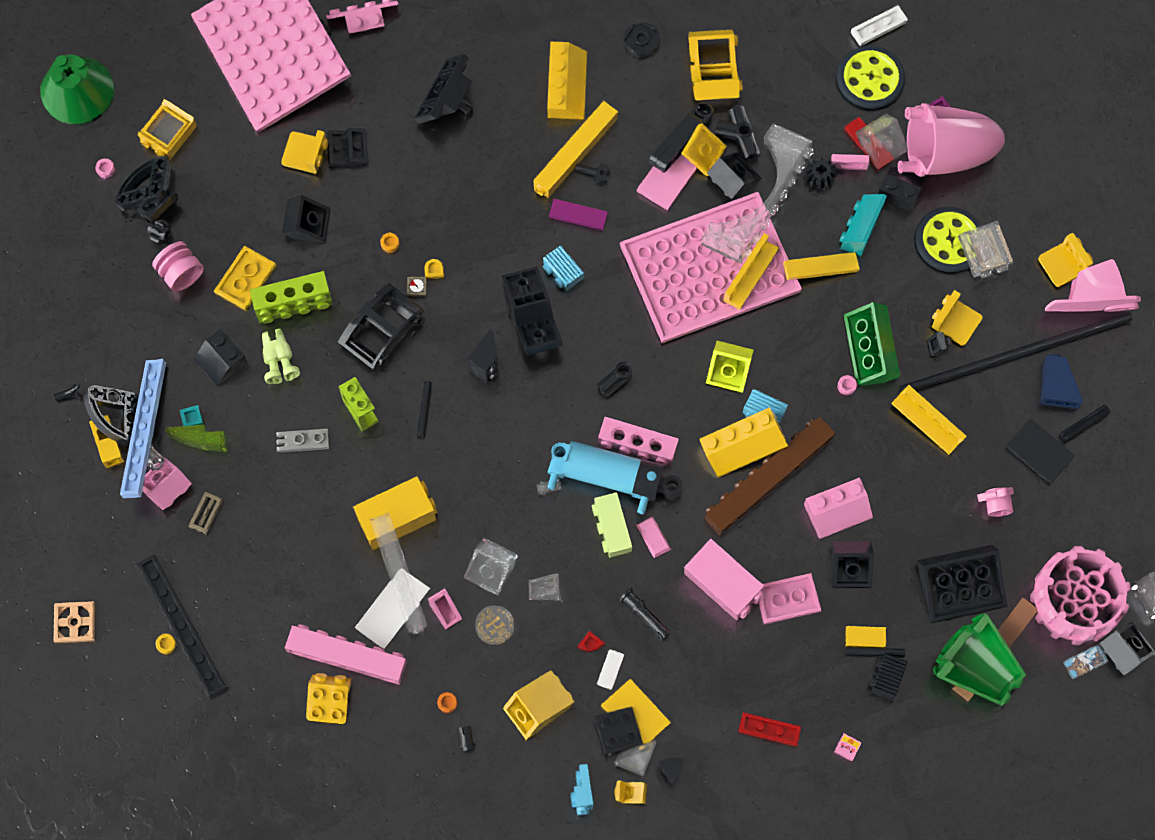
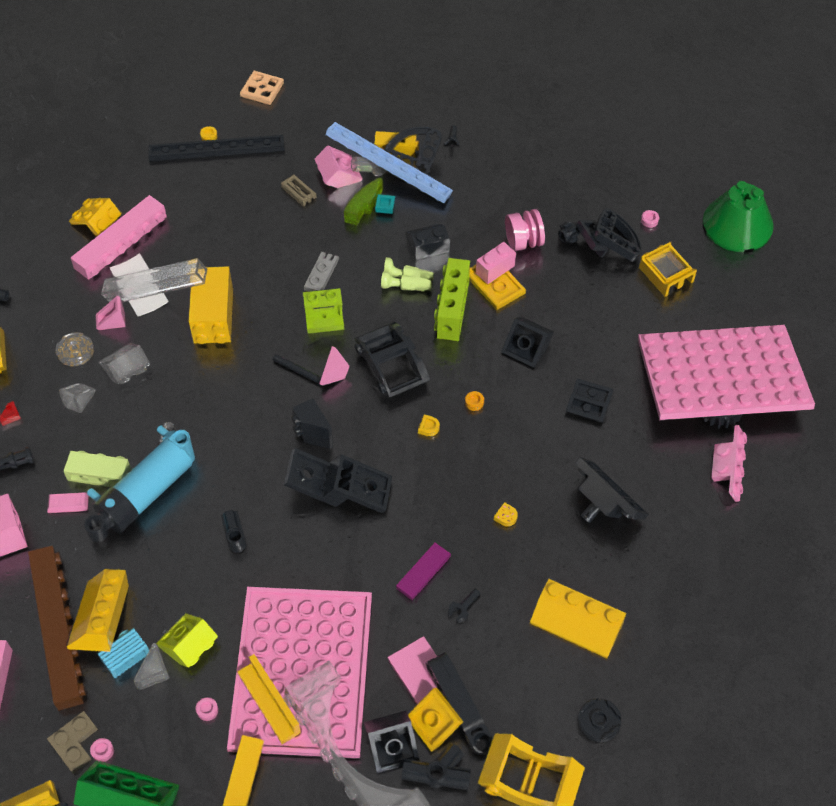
camera: 115 degrees right, 15 degrees down
(230, 276) = (495, 262): none -> bright pink brick
(305, 151) = (598, 364): yellow bracket -> none
(412, 373) = (335, 368): none -> bright pink slope
(416, 286) = (418, 405): tile -> none
(447, 702) = (35, 293): orange tile -> none
(495, 171) = (506, 515): none -> yellow tile
(563, 268) = (371, 531): medium azure brick -> none
(575, 149) = (495, 596): yellow brick -> none
(631, 432) = (160, 533): bright pink brick -> none
(767, 378) = (152, 669): none -> clear slope
(776, 324) = (207, 709): none -> bright pink tile
(854, 414) = (68, 739): none -> dark tan plate

